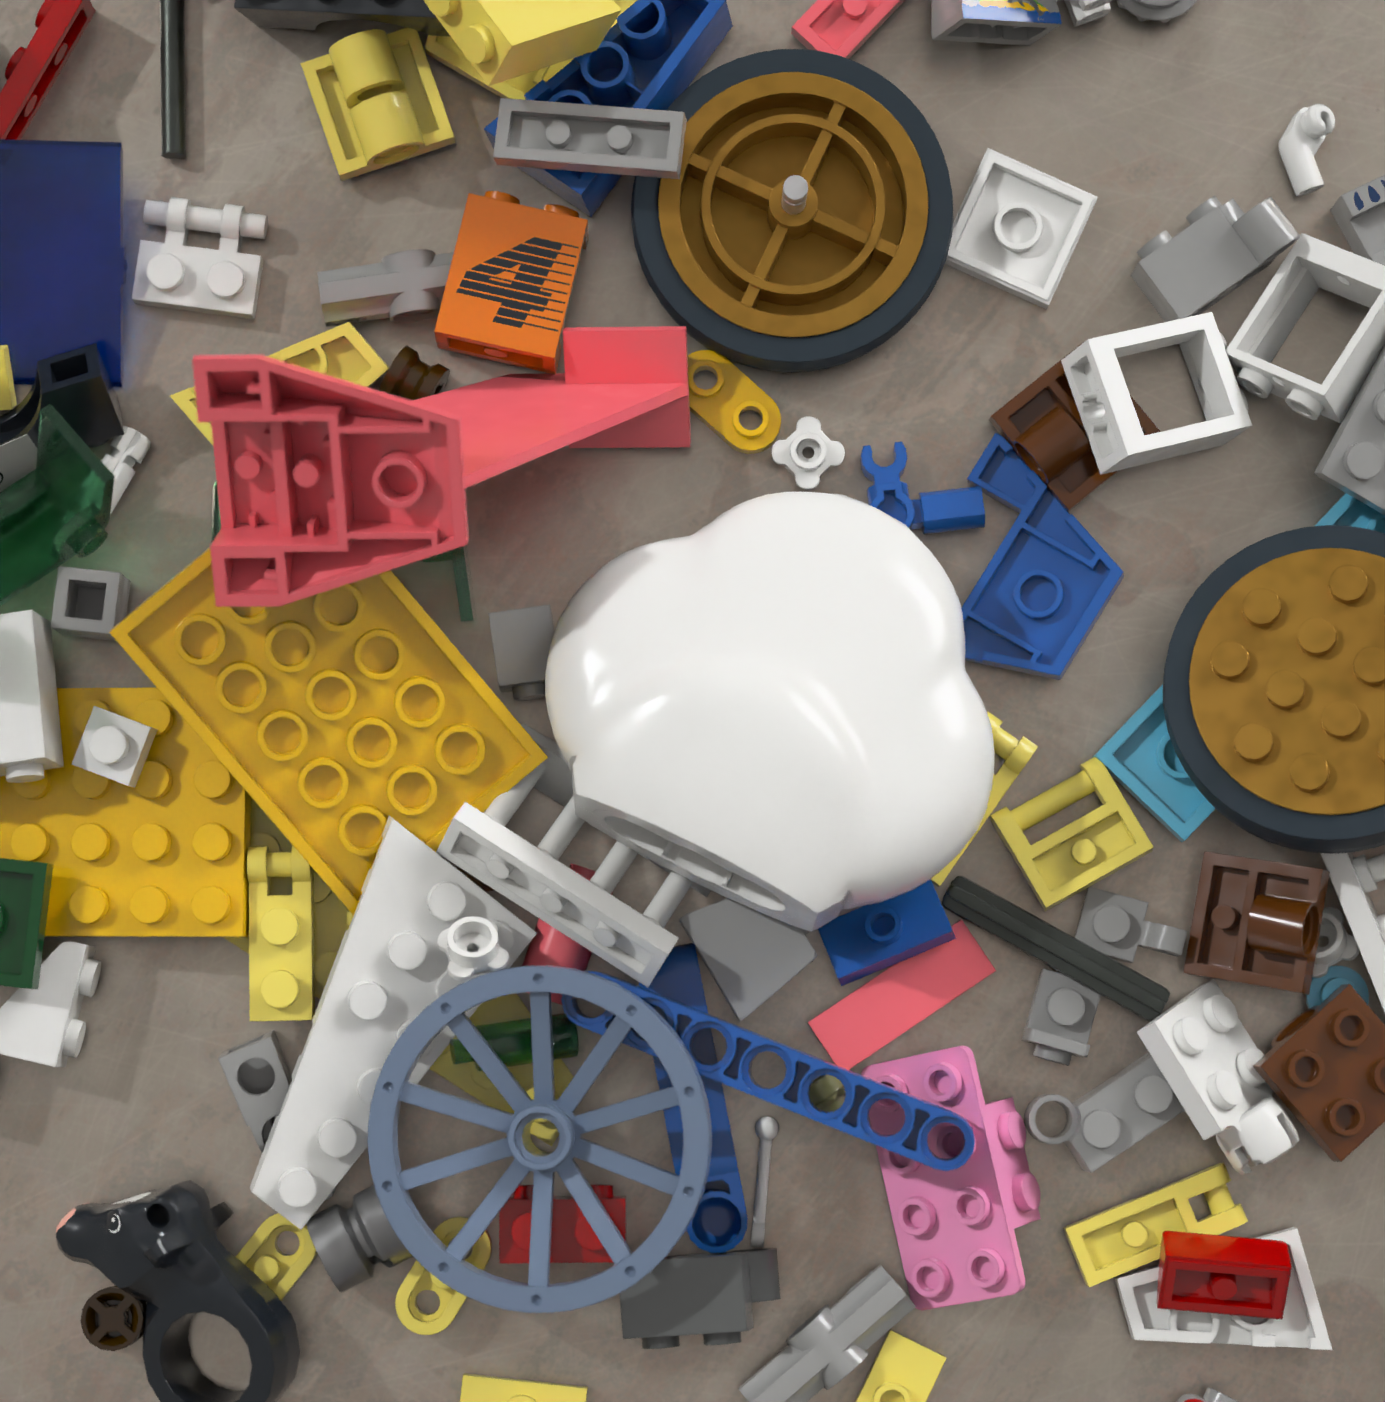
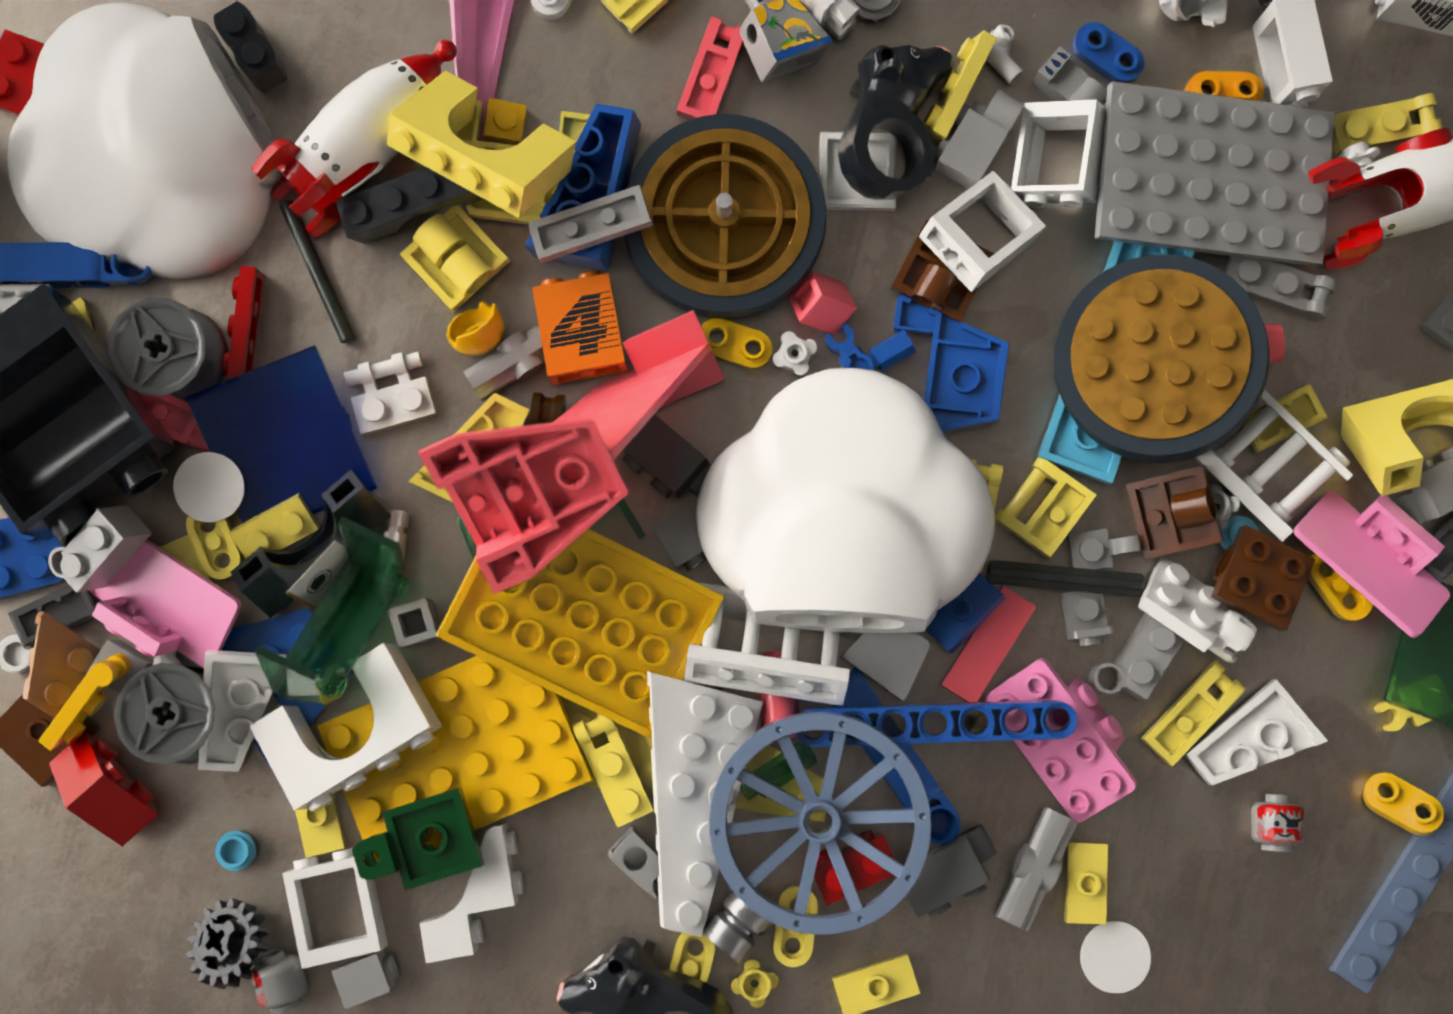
camera: 20 degrees left, 0 degrees up
(114, 746) = (467, 701): white plate -> none
(343, 1349) = (757, 994): none -> light yellow plate
(363, 221) = (476, 330): none -> yellow hair
(470, 934) = (728, 719): white plate -> none
(553, 521) = (667, 459): none -> dark grey hinge
(766, 1129) = (944, 757): white hinge -> none
(880, 397) = (822, 302): none -> coral panel
(1110, 139) = (890, 94): none -> black animal
(1216, 167) = (958, 85): none -> light yellow plate
(1223, 1274) = (1247, 725): red slope -> none

